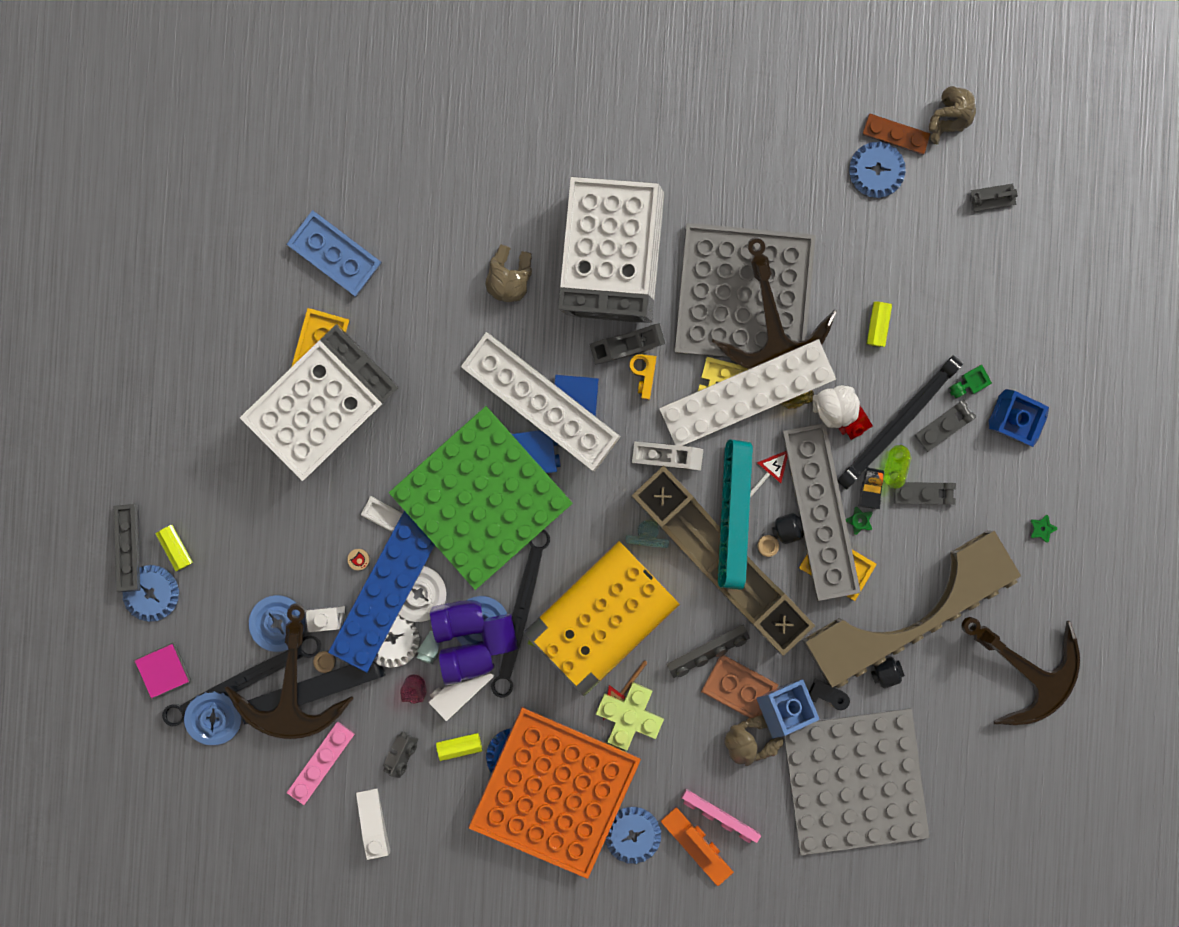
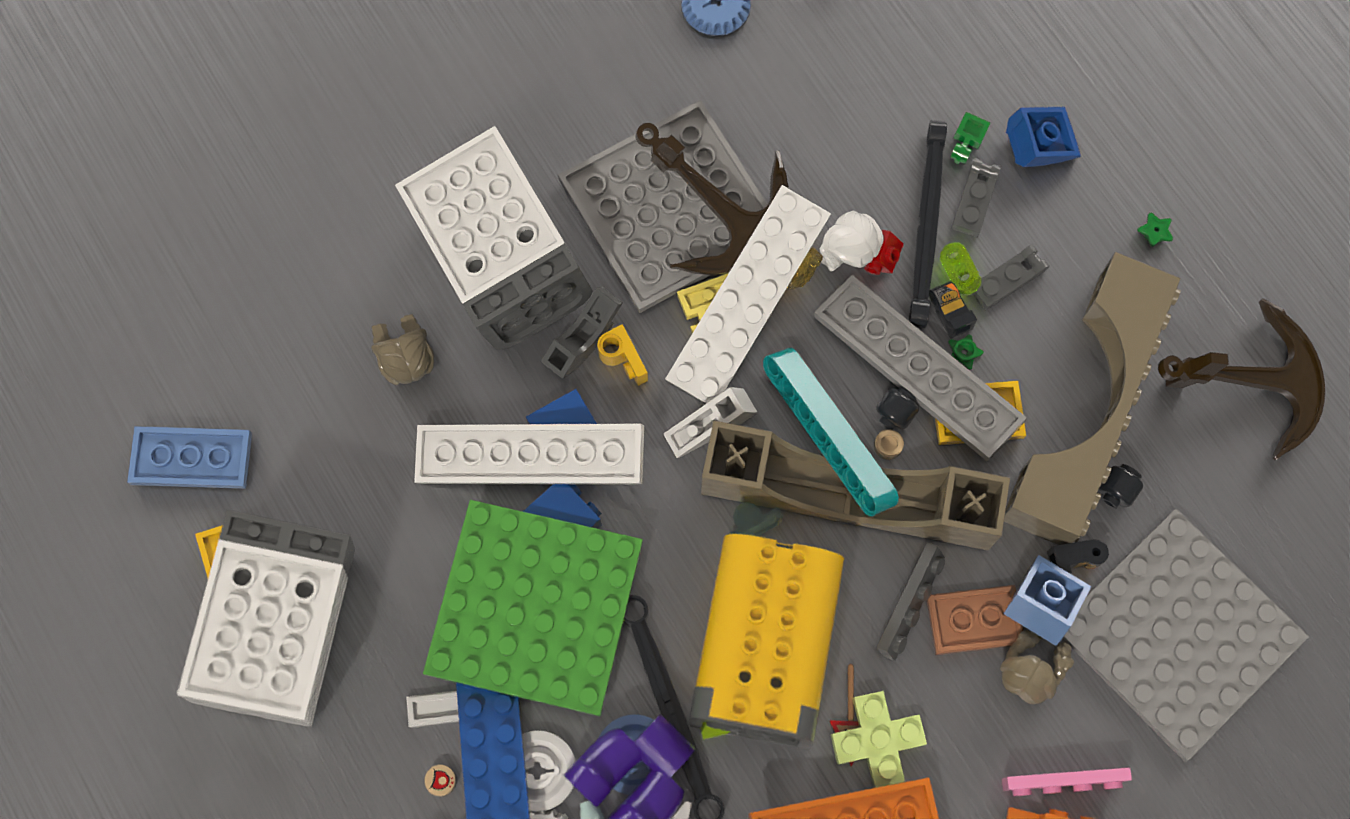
camera: 35 degrees left, 15 degrees down
(774, 466) = (832, 358): piece -> none
(879, 324) = (831, 143): neon yellow axle -> none

